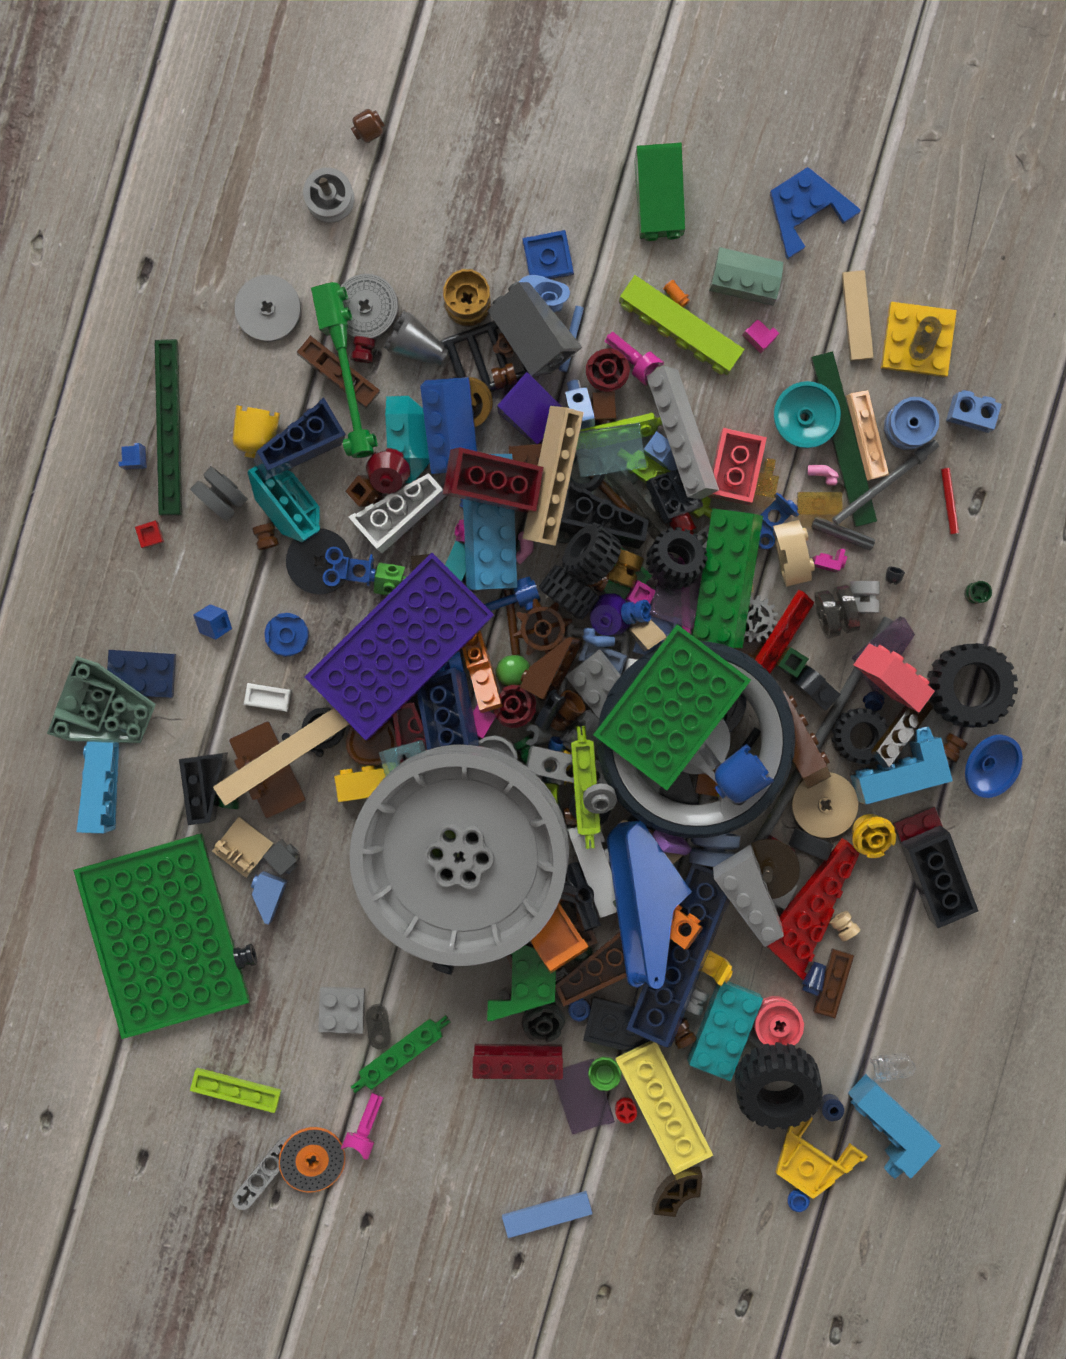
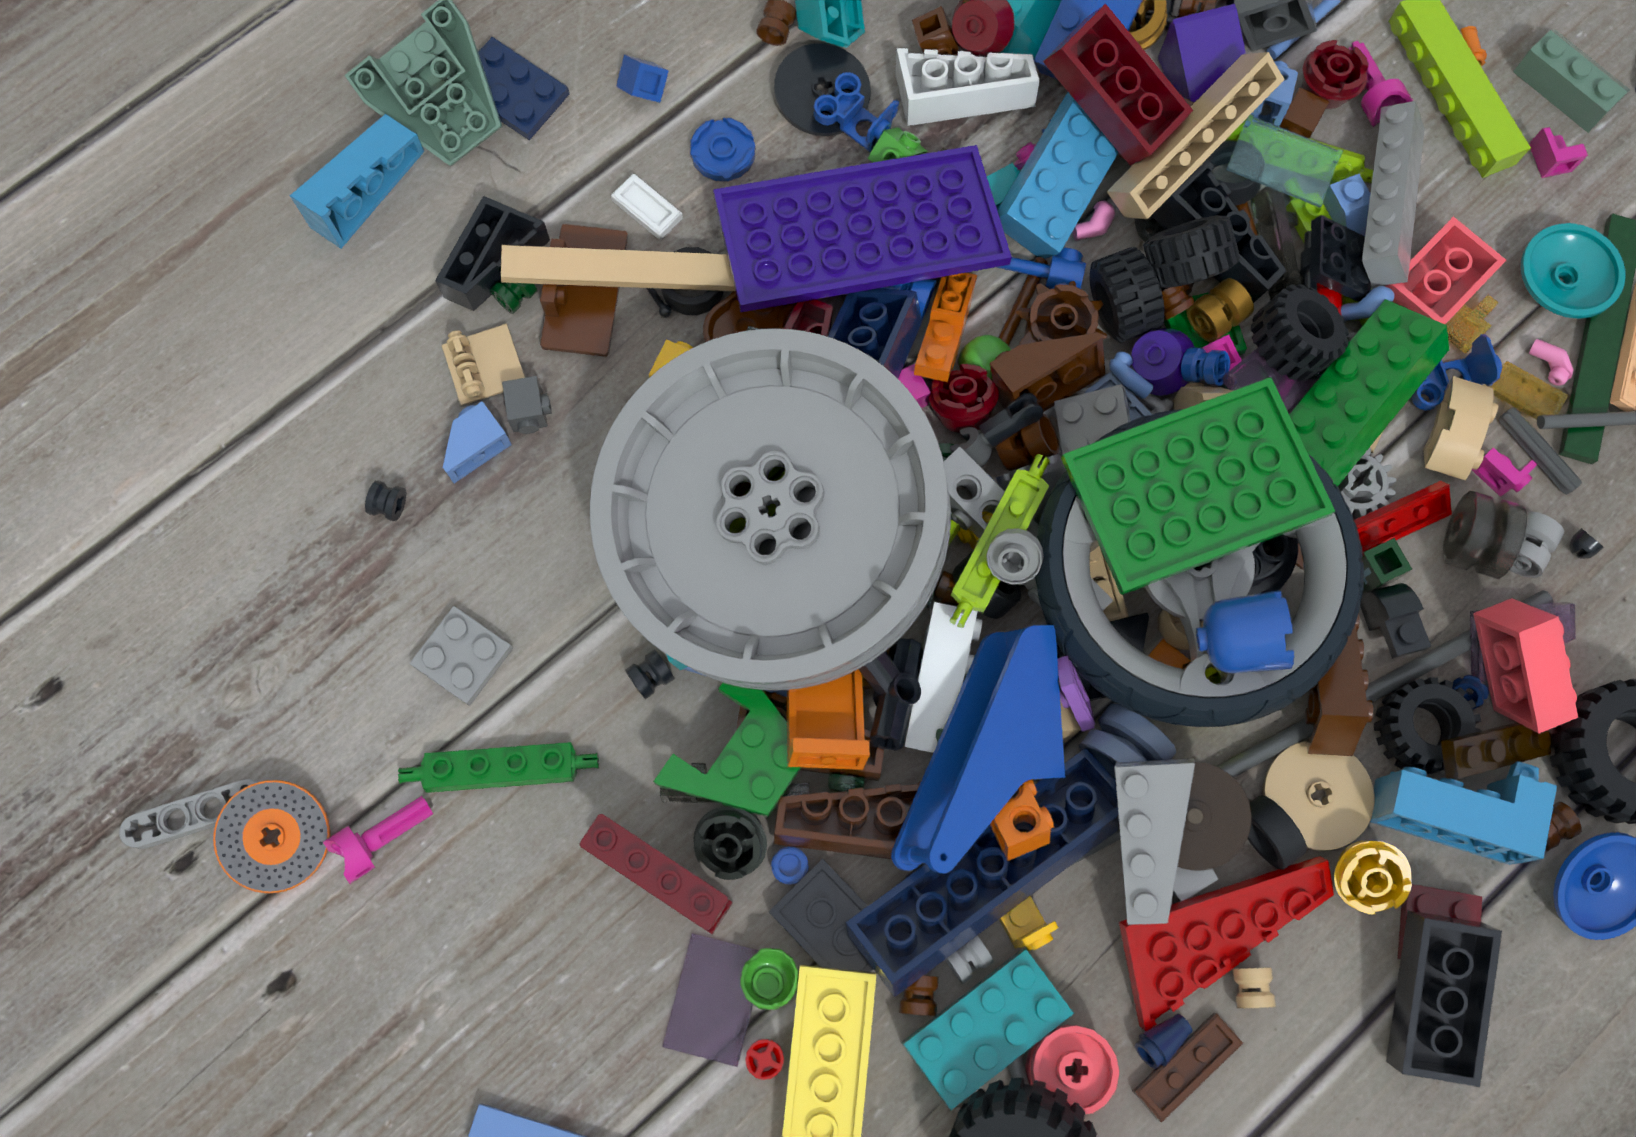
camera: 30 degrees right, 15 degrees down
(161, 935) = (297, 411): green plate -> none
(235, 1090) = (242, 671): lime plate -> none
(378, 1027) = (496, 709): clear smoke plate -> none
(705, 511) = (1368, 304): none -> medium blue arm

